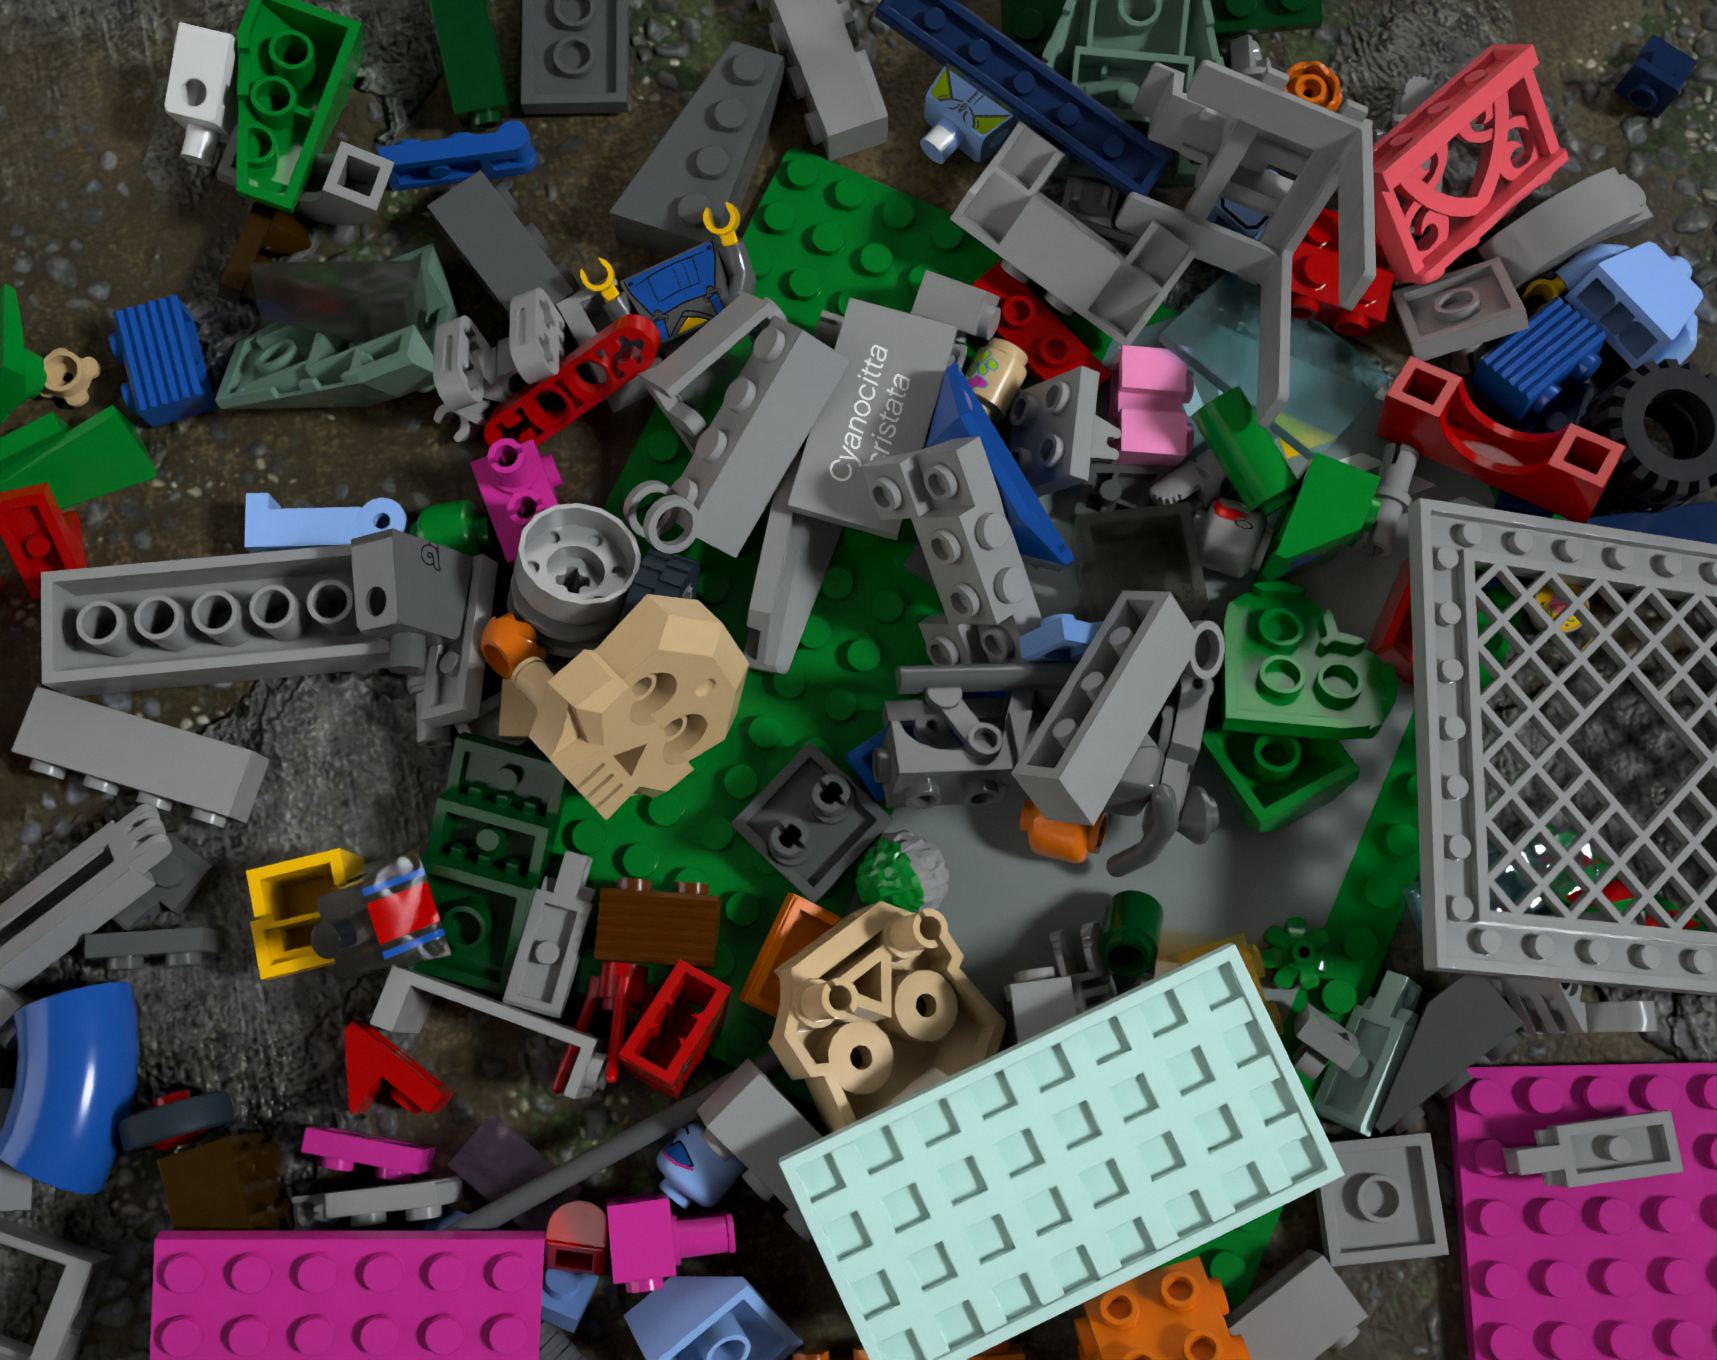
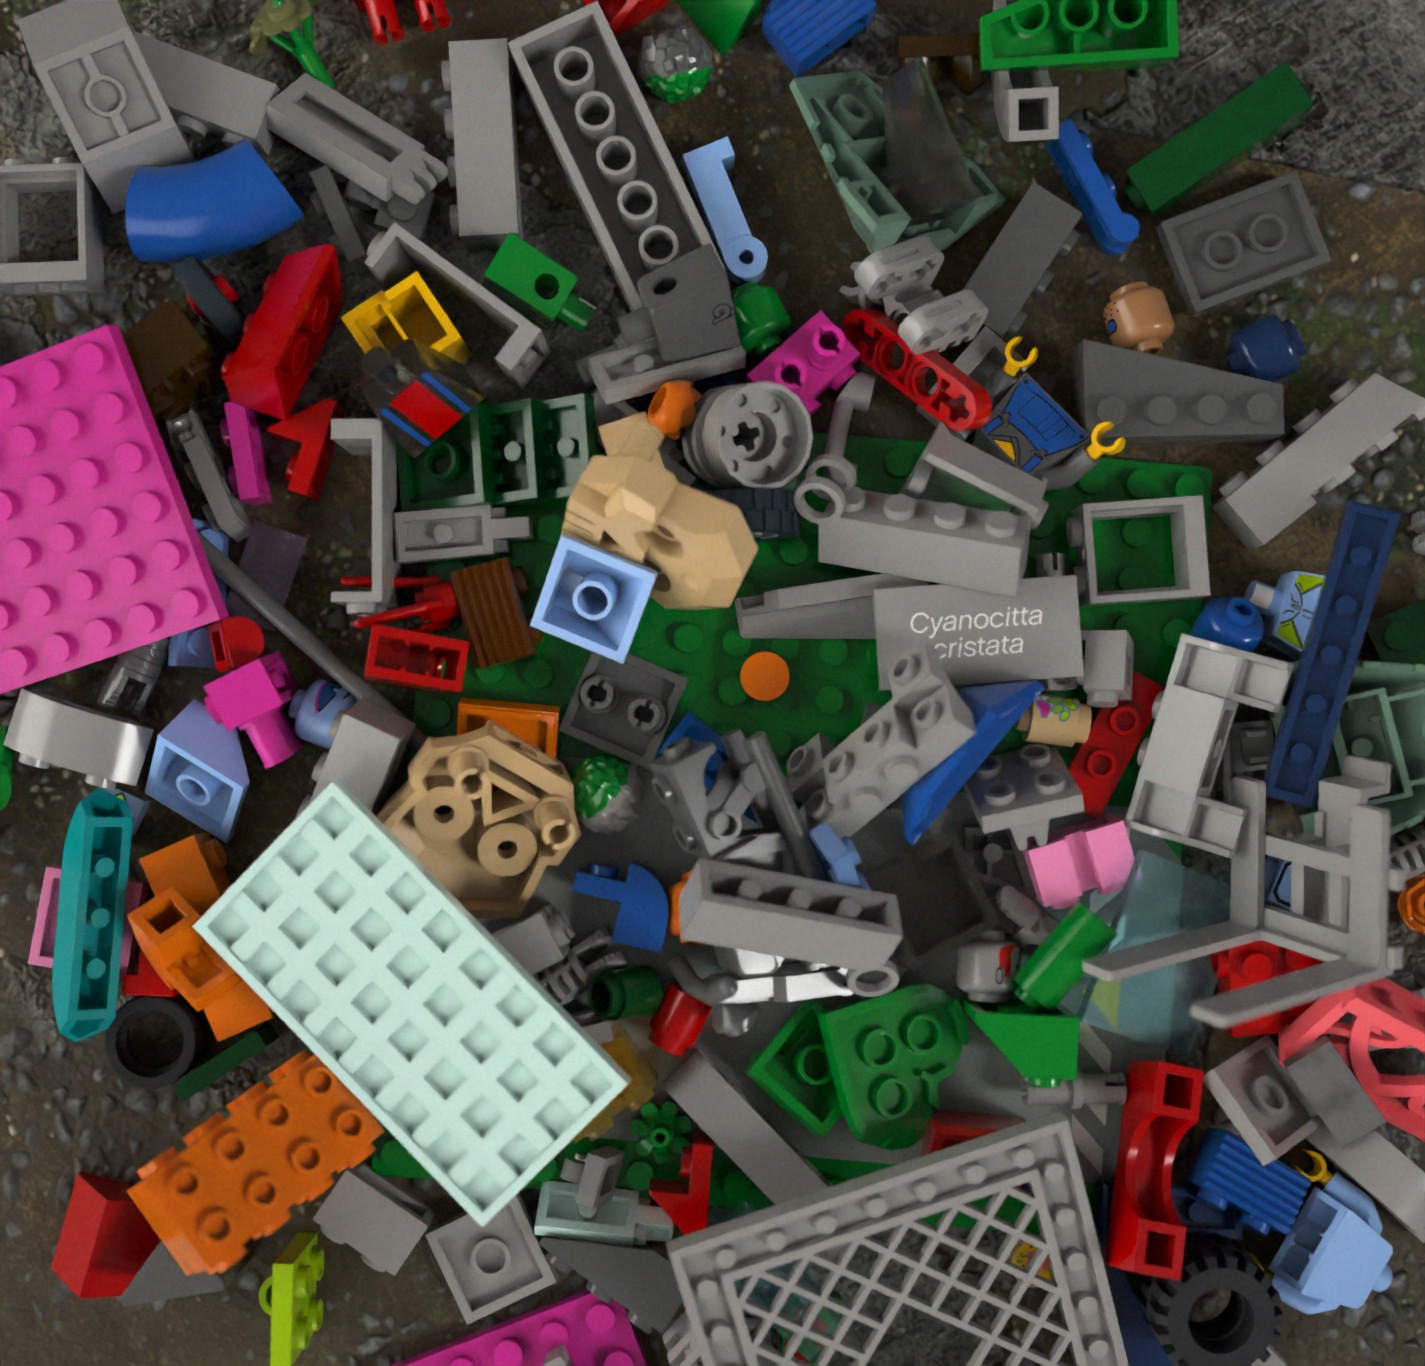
camera: 70 degrees right, 10 degrees up
(145, 521) = (675, 64): none -> dark grey piece
(217, 875) = (395, 253): none -> light grey panel
(250, 1050) = (286, 332): none -> red slope
(303, 766) = (522, 270): none -> green torso
(575, 465) = (854, 396): none -> light grey bar
(608, 156) = (1138, 318): none -> medium nougat head
(684, 803) = (593, 598): none -> light blue slope
(690, 48) = (1266, 349): none -> dark blue head
(836, 662) = (764, 676): none -> orange tile
(862, 189) = (1187, 543): none -> light grey window
(953, 173) = (1230, 623): none -> blue head
(1035, 879) = (643, 901): none -> blue brick
(1178, 886) = (678, 1020): none -> red brick
(1325, 859) = (744, 1132): none -> light grey beam
(1383, 942) = (688, 1200): none -> red slope
(1471, 238) = (1333, 1091): none -> flat silver tile

